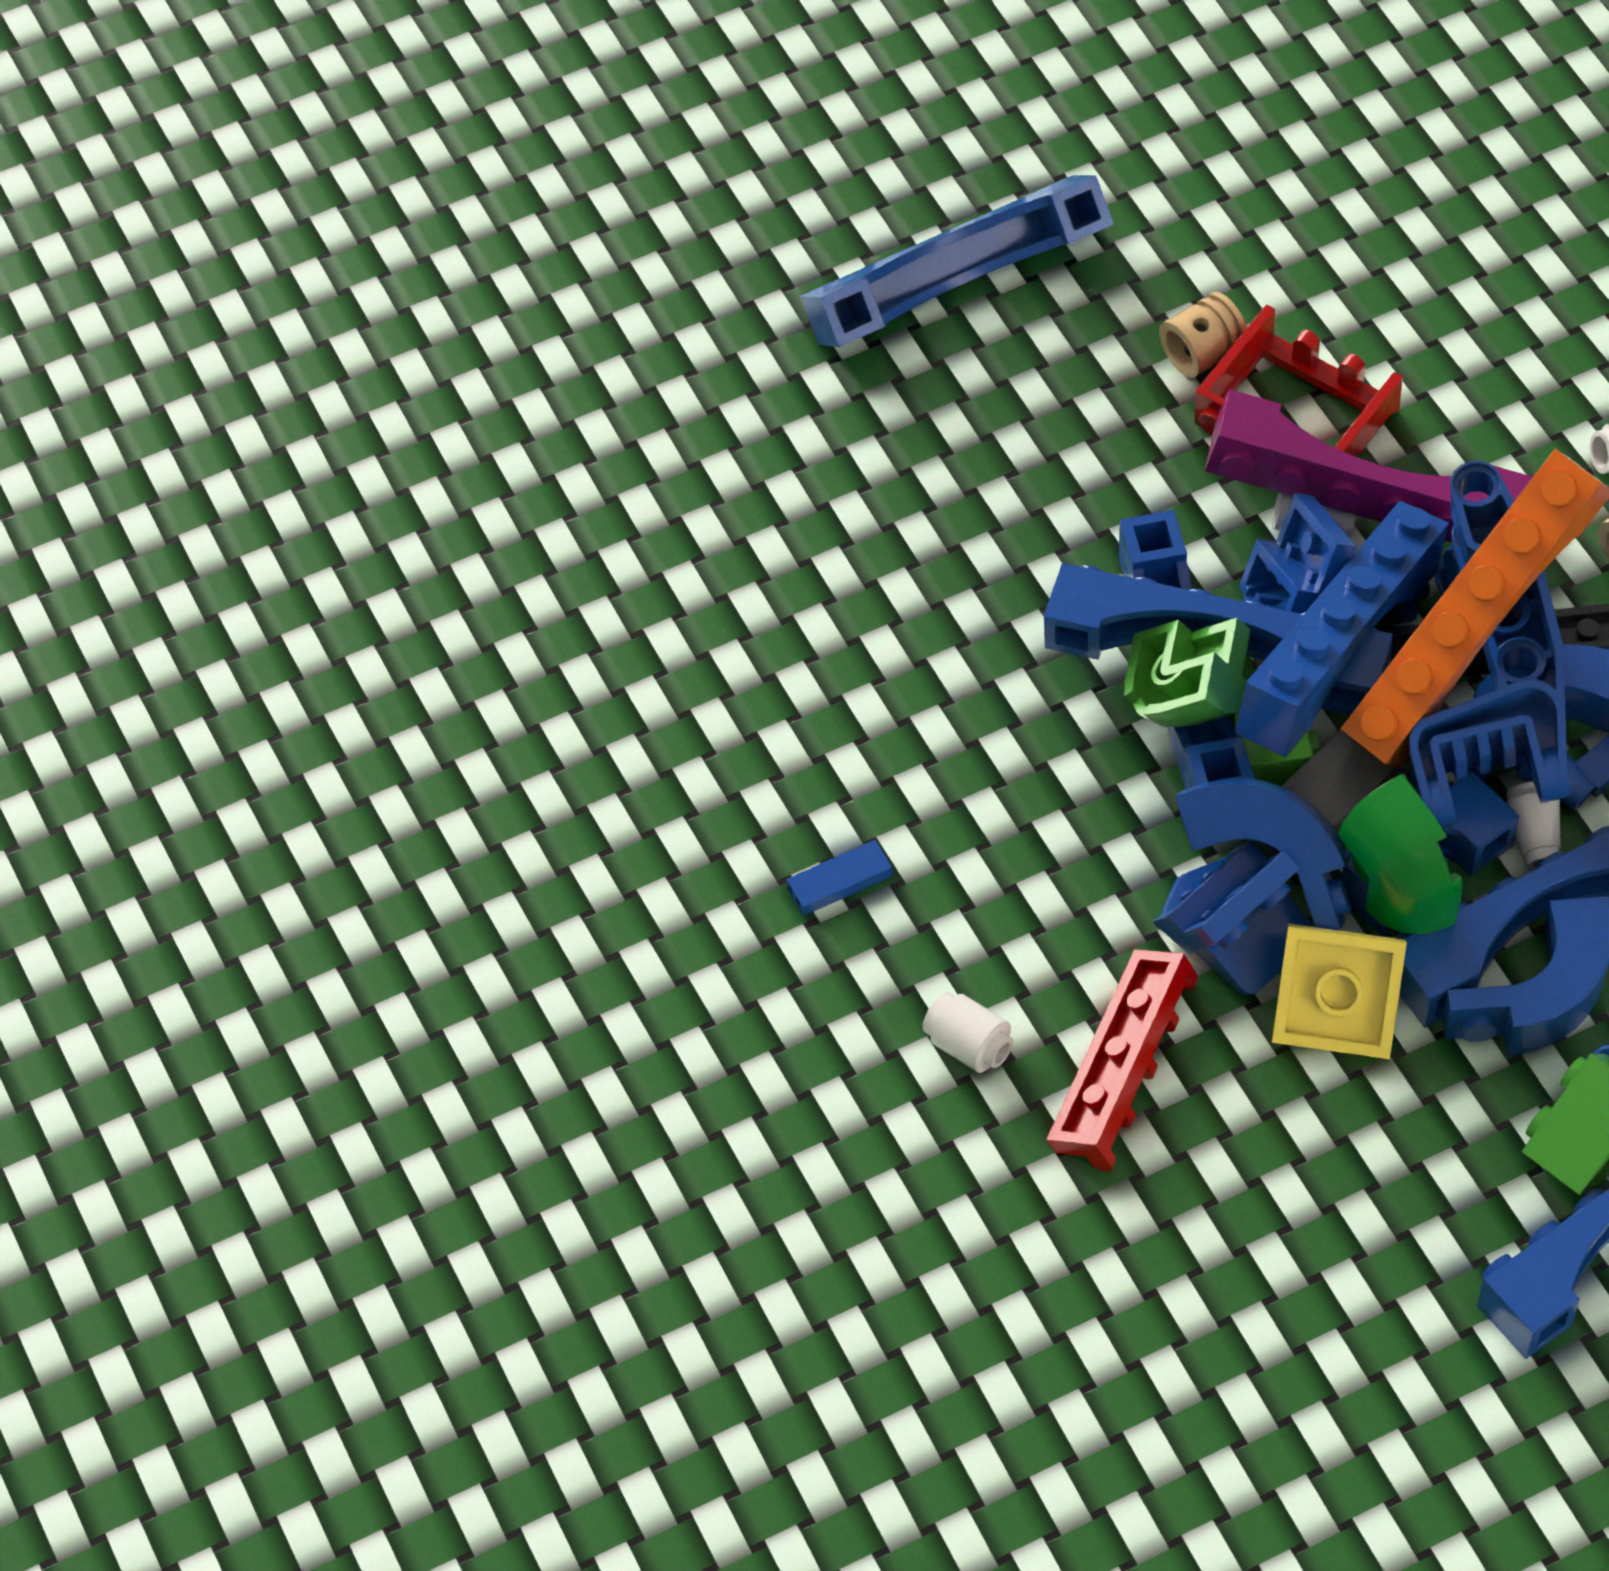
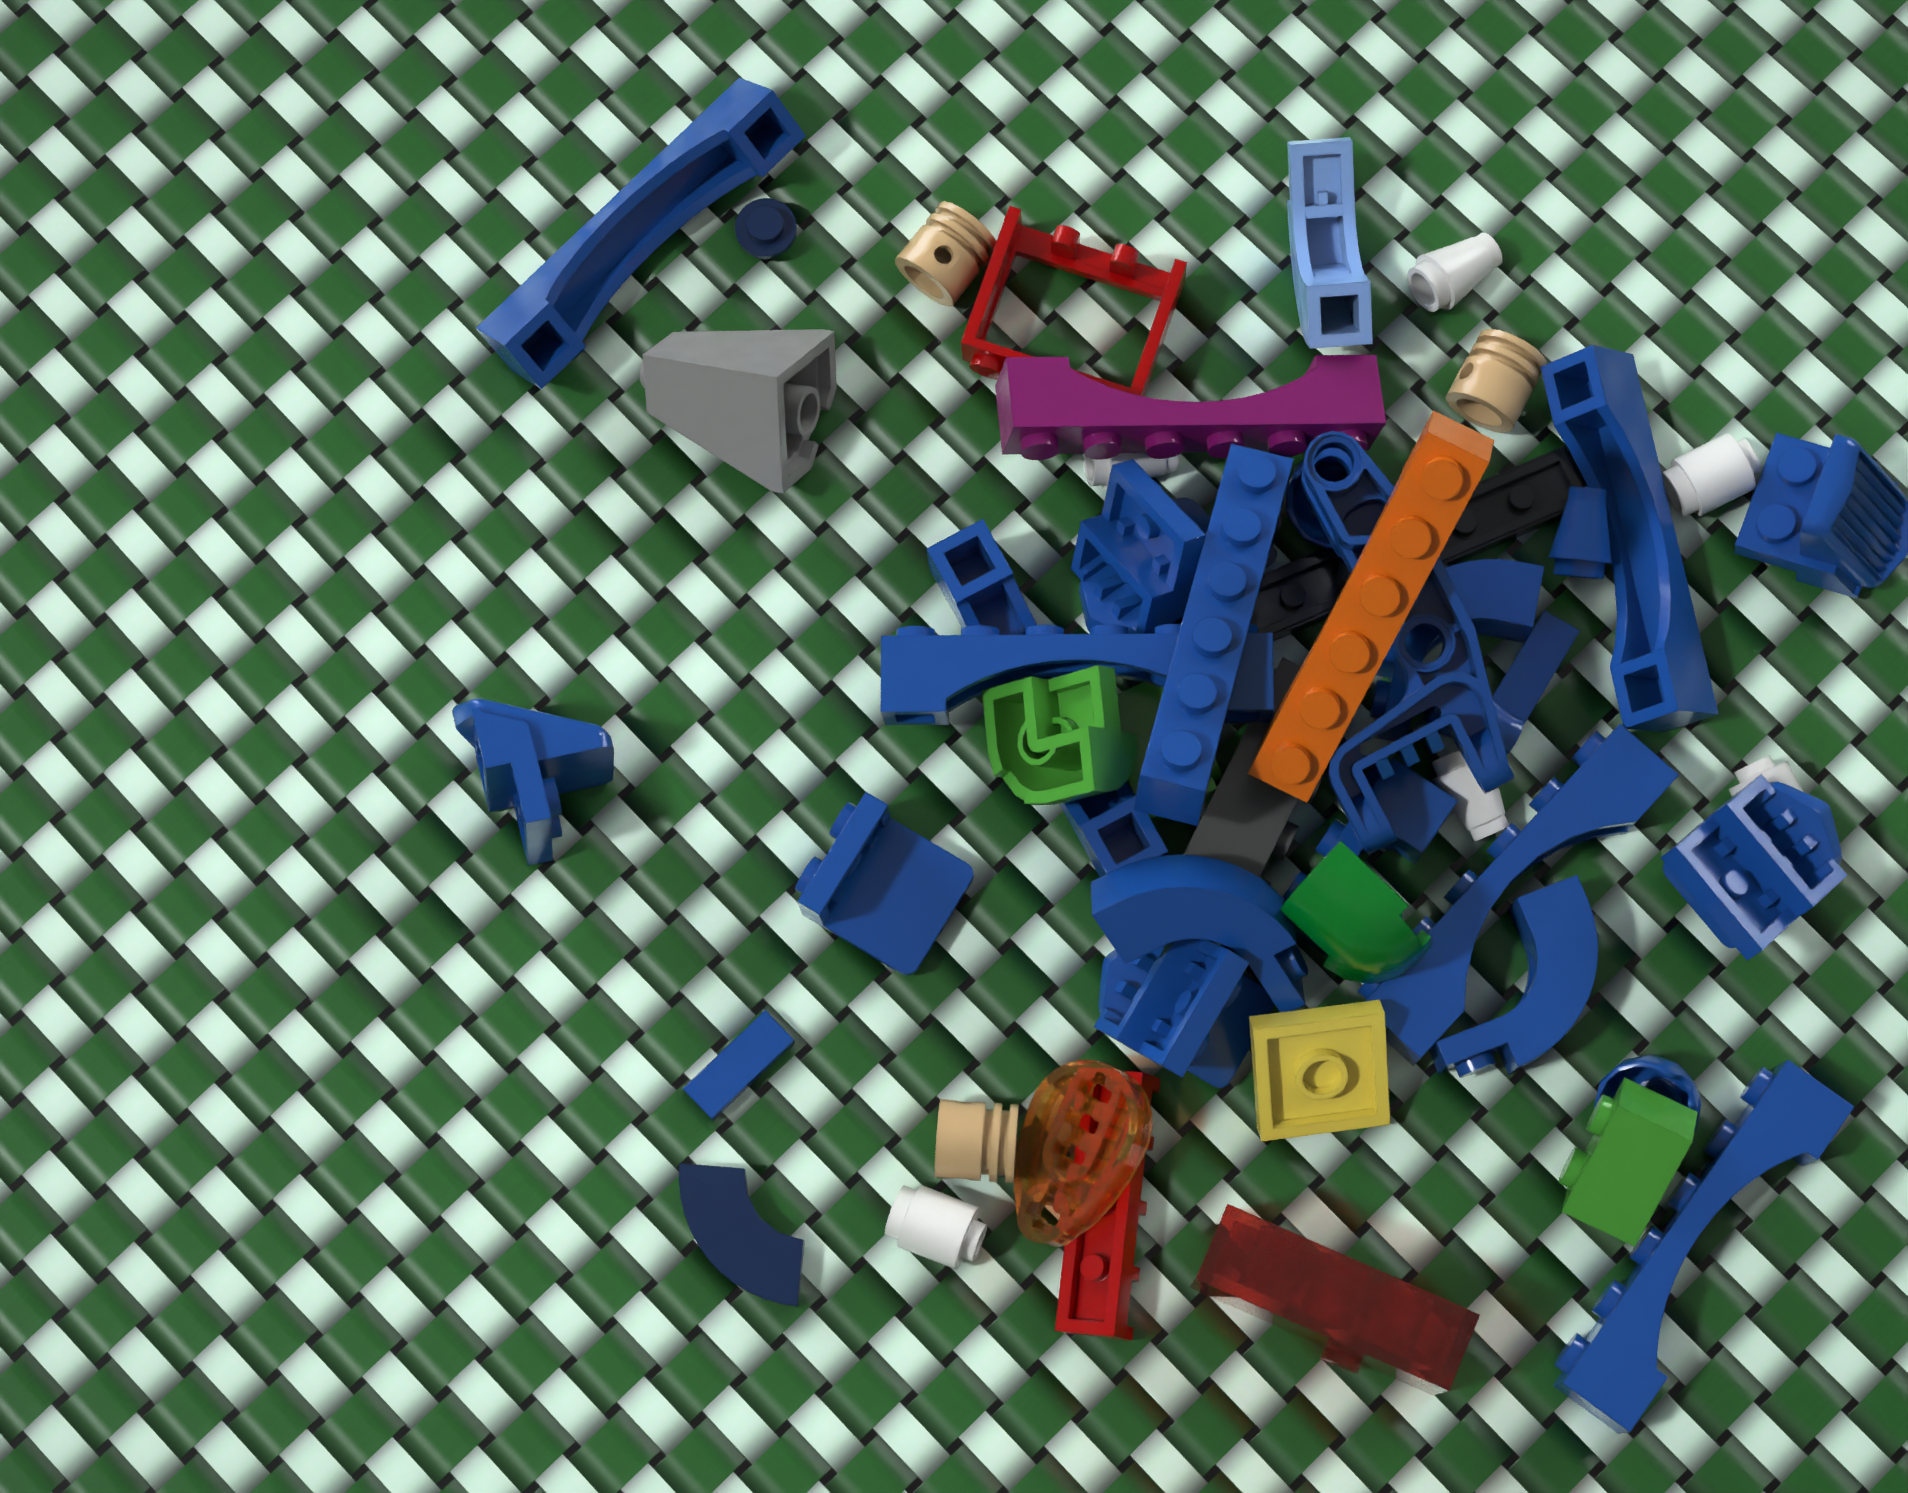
camera: 15 degrees left, 20 degrees up
(744, 604) = (531, 760): none -> blue piece
(796, 1004) = (735, 1235): none -> dark blue tile
(1002, 767) = (883, 886): none -> blue bracket
(1006, 394) = (745, 396): none -> light grey slope
(1023, 974) = (975, 1141): none -> tan piece
(1060, 290) = (766, 228): none -> dark blue plate
(1129, 973) = (1112, 1156): none -> clear orange piece
(1296, 1162) = (1334, 1302): none -> clear red brick
(1527, 389) = (1324, 248): none -> light blue arch

